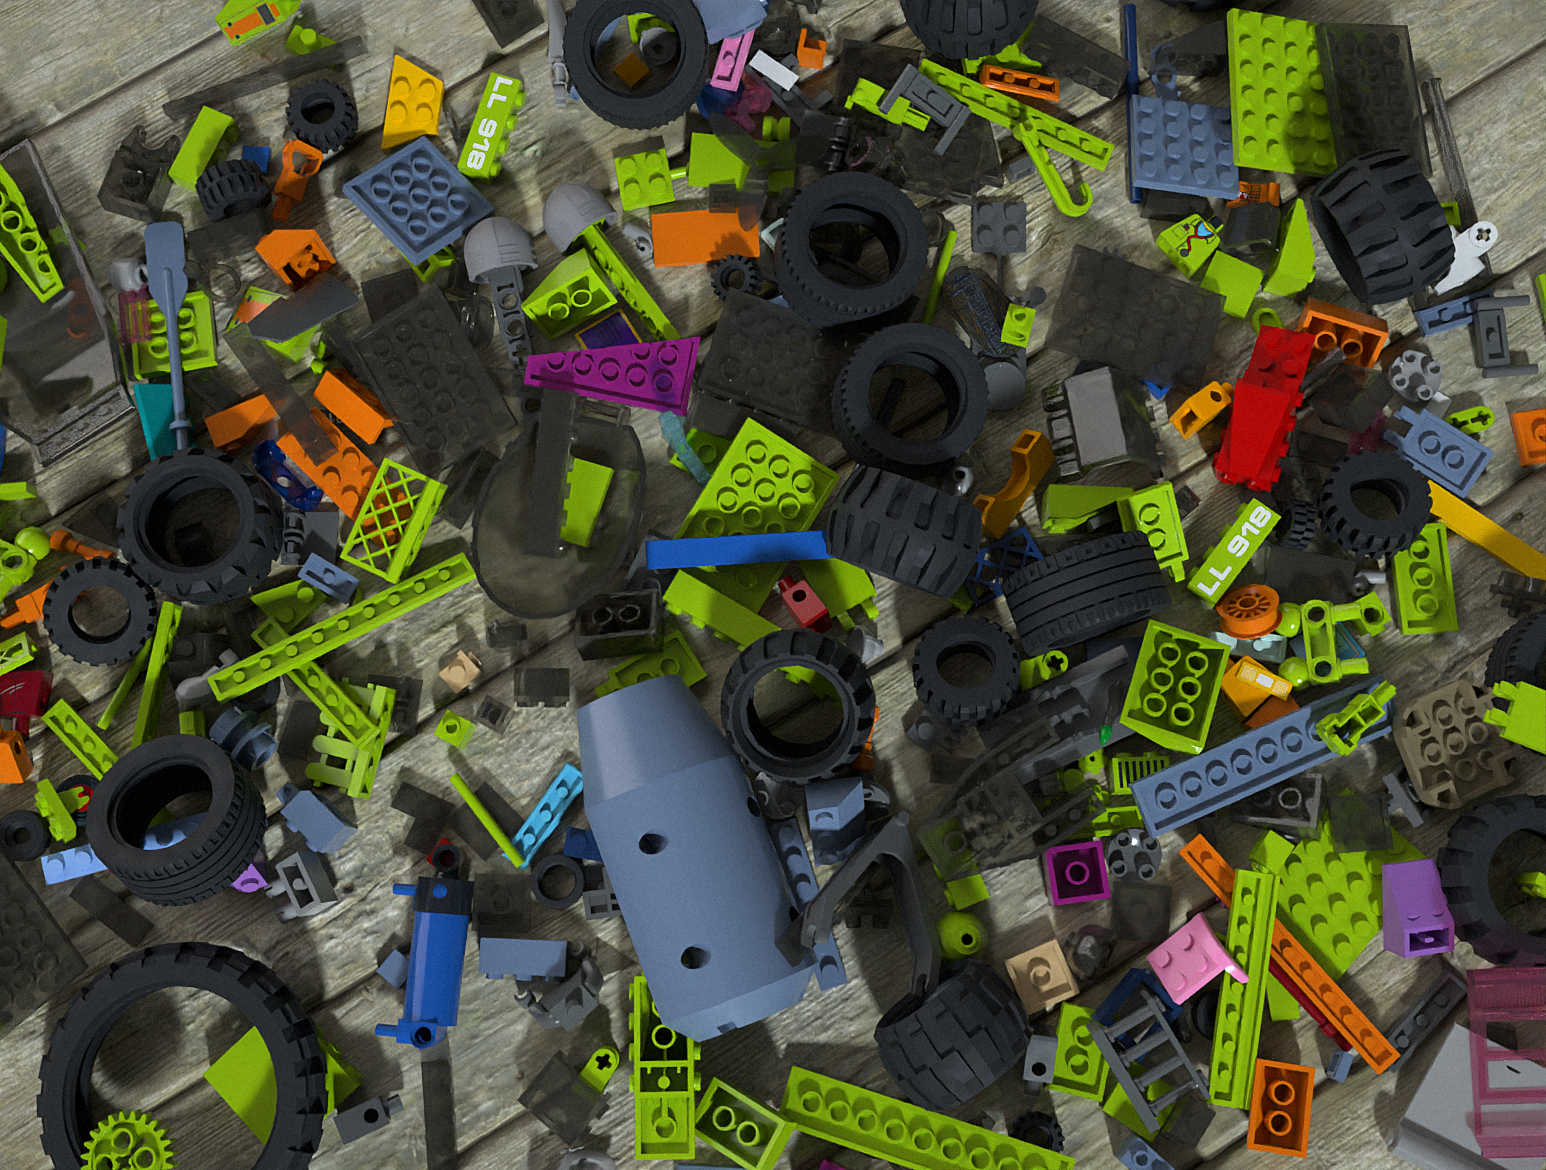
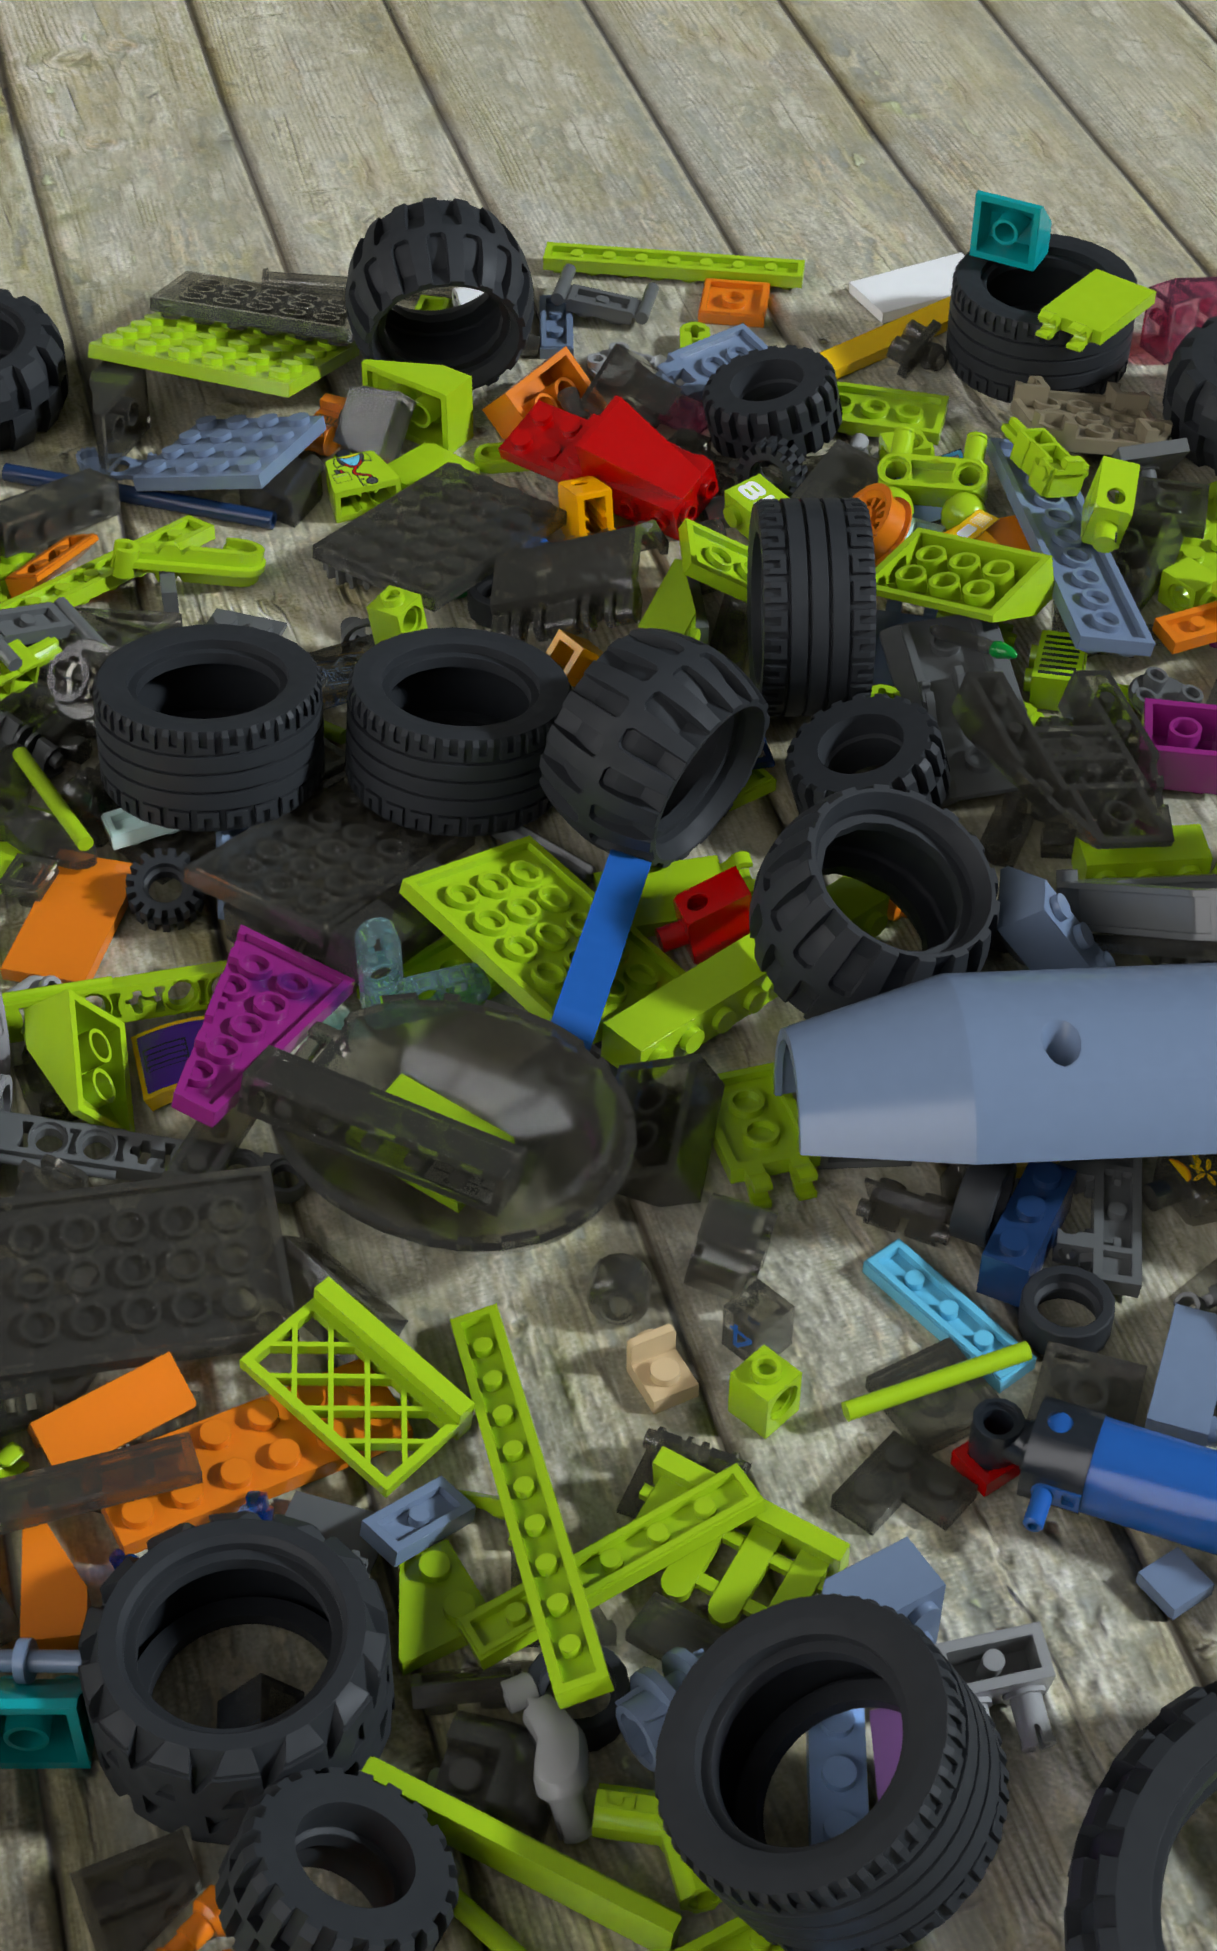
camera: 75 degrees left, 35 degrees down
(778, 185) = (53, 799): none -> lime bar
(1301, 779) = (1105, 521): none -> lime torso

